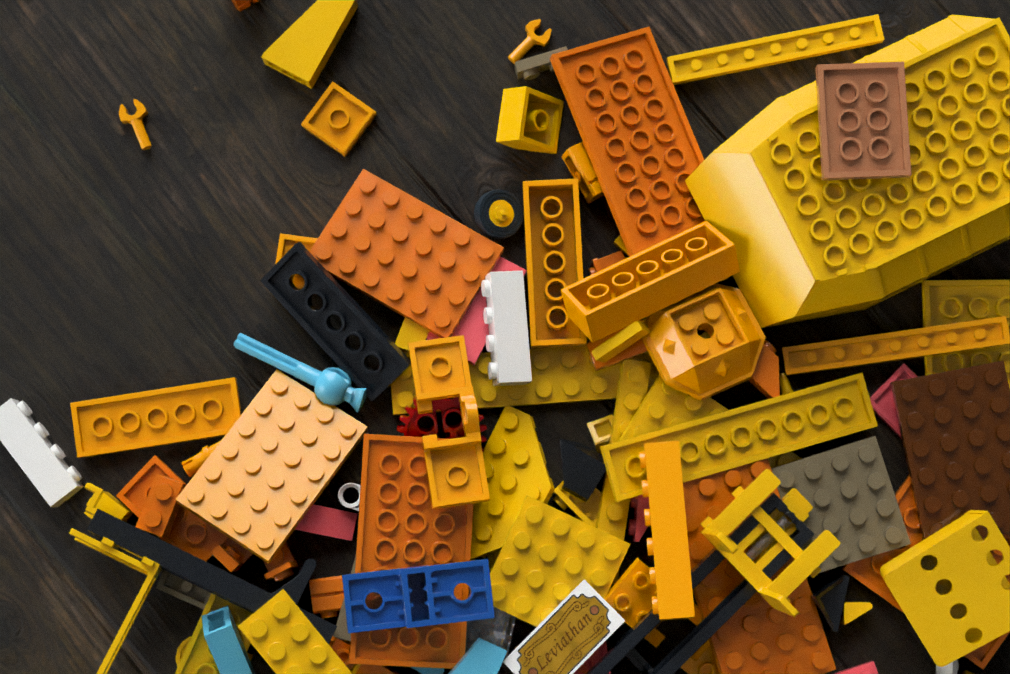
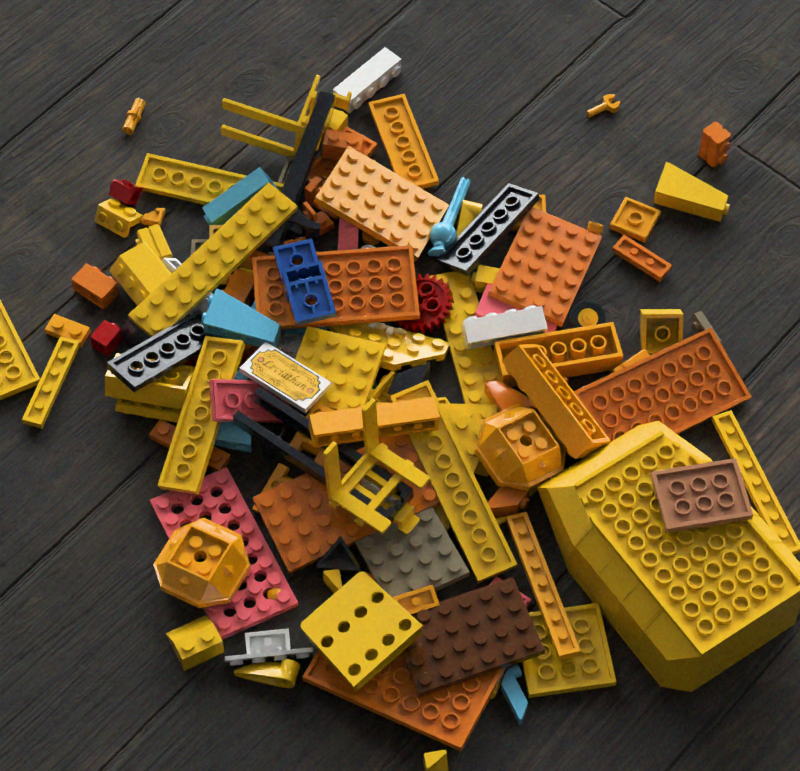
camera: 80 degrees right, 25 degrees down
(301, 346) = (468, 212): none -> yellow piece
(347, 175) = (595, 227): none -> light orange hinge
(407, 122) = (642, 258): none -> orange plate
(456, 464) = (401, 298): light orange plate -> none
(531, 40) = (724, 328): light orange bar -> none
(620, 341) = (506, 387): yellow tile -> none
(910, 512) = (418, 599): none -> light orange plate

